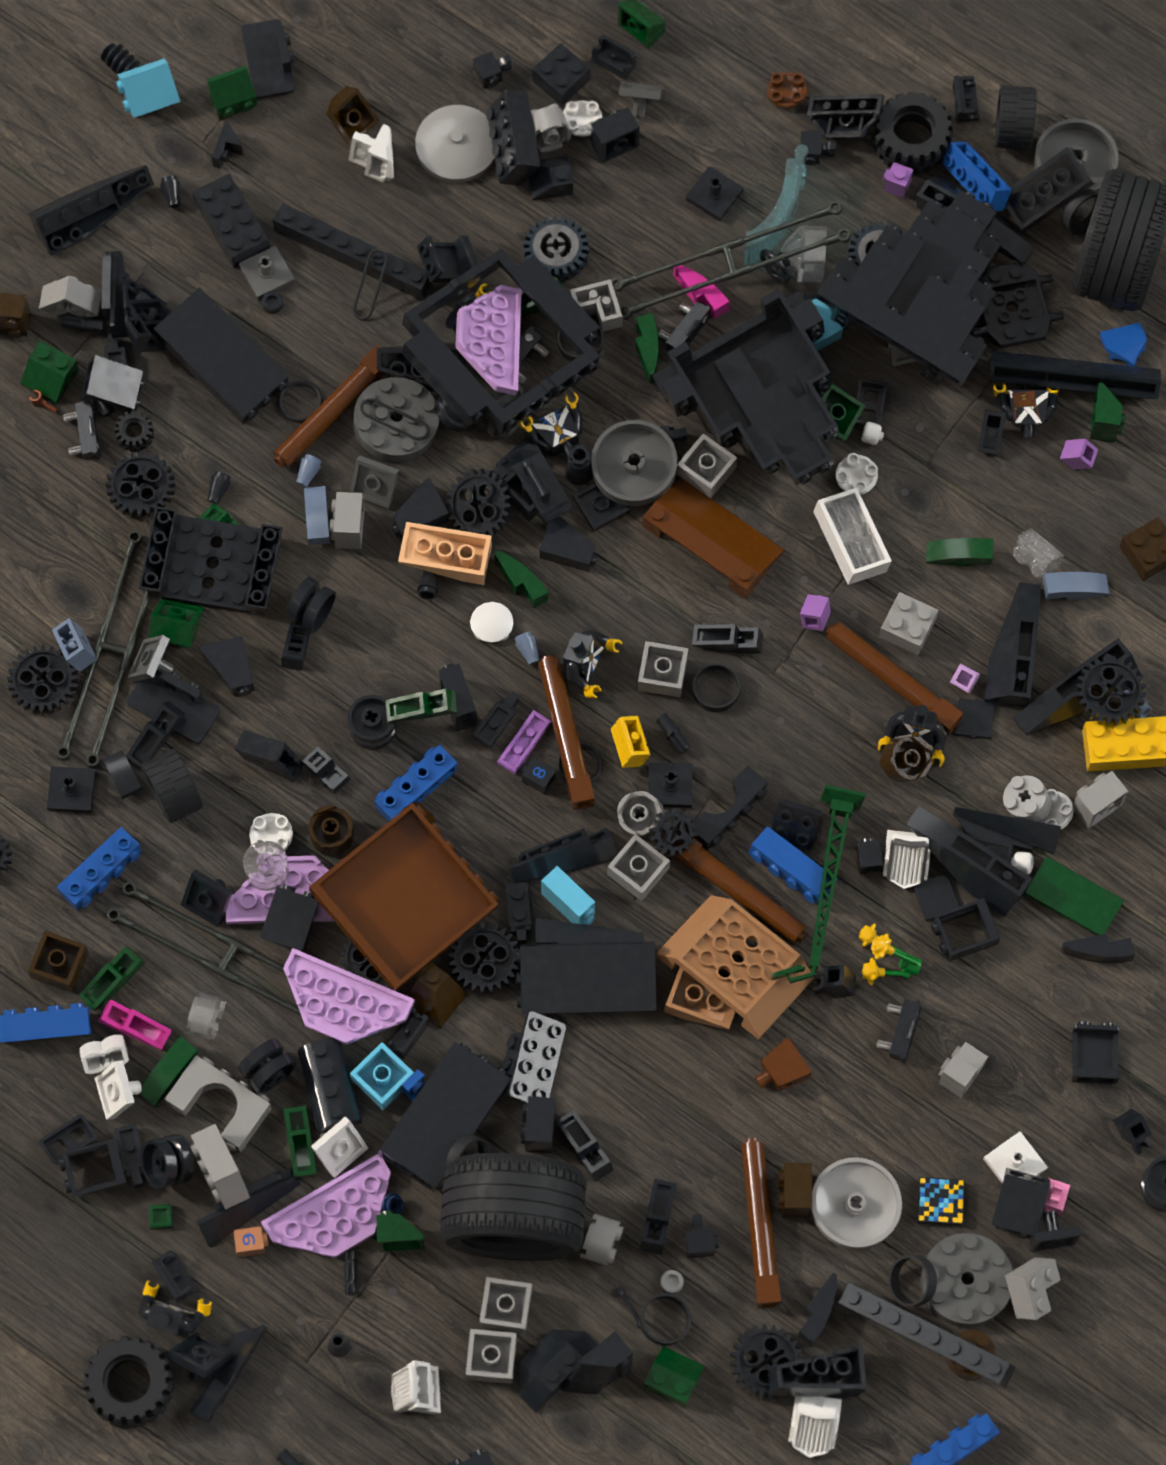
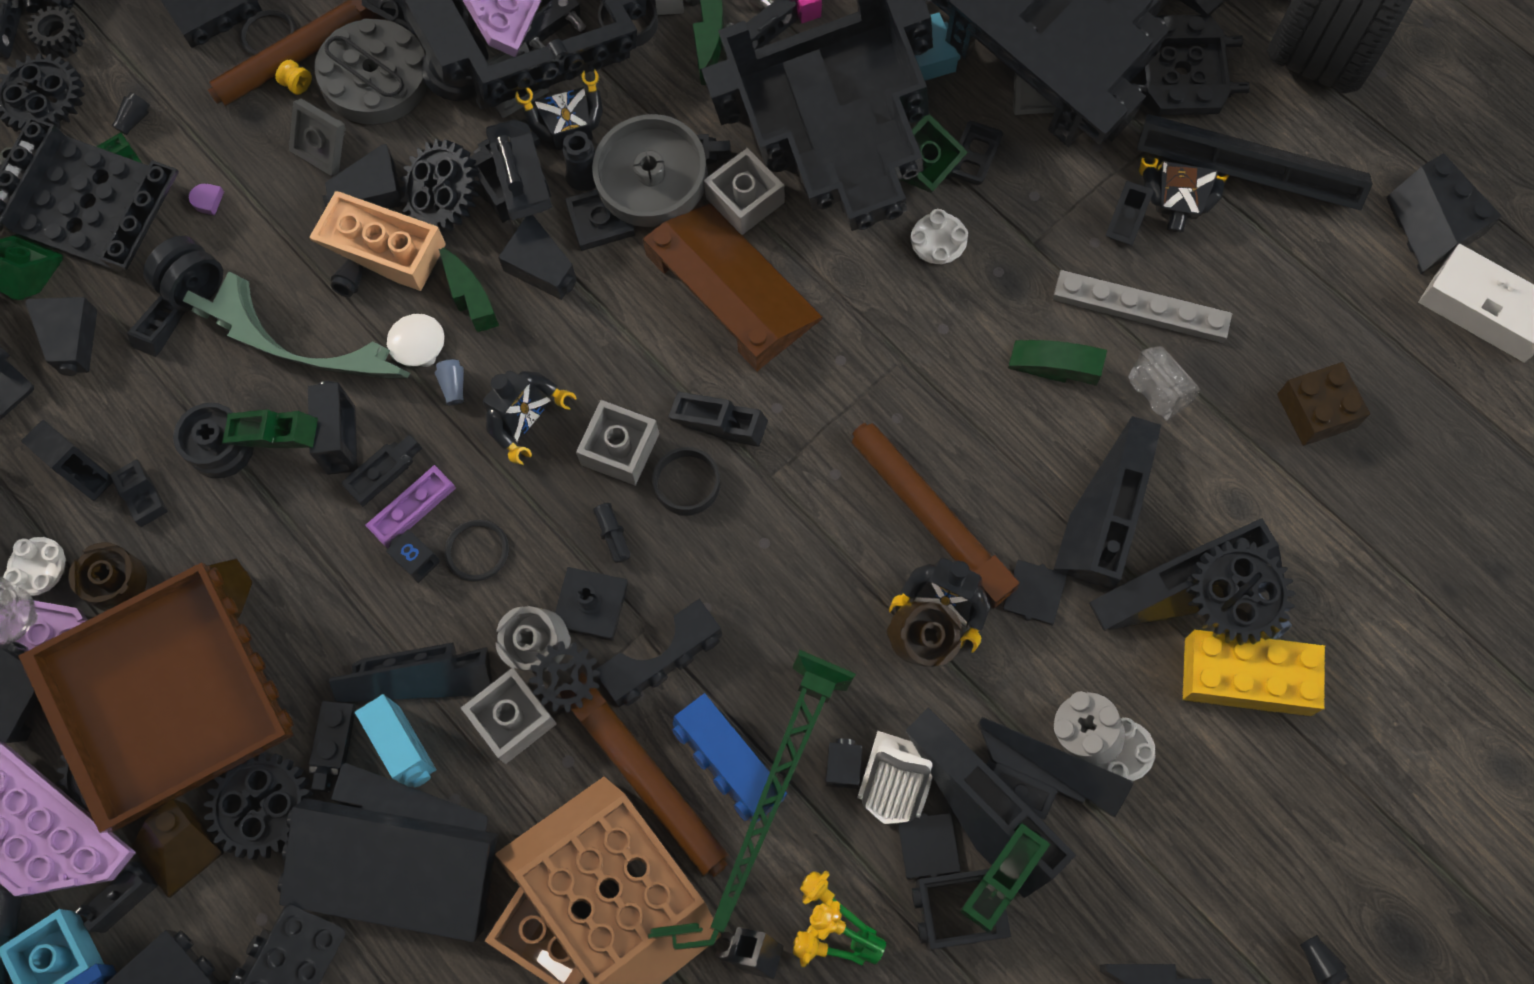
camera: 15 degrees right, 0 degrees up
(298, 543) = (206, 198): none -> medium lavender tile
(308, 469) = (246, 112): sand blue cone -> none
(316, 515) = (236, 169): sand blue slope -> none
(336, 435) = (293, 77): none -> yellow wheel
(347, 520) = (267, 177): light grey brick -> none
(355, 626) = (237, 314): none -> sand green slope
(417, 783) = (249, 533): blue brick -> none
(566, 734) = (460, 577): reddish brown brick -> none
(630, 741) = (547, 533): yellow brick -> none
(796, 823) = (748, 695): black plate -> none
(815, 612) = (843, 405): medium lavender brick -> none
(852, 536) = (915, 314): brick -> none
(872, 433) = (970, 190): white piece -> none
(908, 623) = (968, 443): light grey brick -> none
(965, 678) = (1031, 533): lavender brick -> none
(989, 901) = (1005, 878): none -> dark green slope
(1013, 499) = (1142, 306): none -> light grey plate
(1023, 862) = (1065, 820): white piece -> none
(1074, 897) = (1134, 890): dark green tile -> none
(1075, 585) = (1208, 434): sand blue slope -> none
(1079, 454) = (1243, 261): medium lavender brick -> none
(1099, 799) = (1198, 749): light grey brick -> none
(1106, 416) = (1288, 218): dark green slope -> none
(1124, 343) = (1324, 135): blue slope -> none

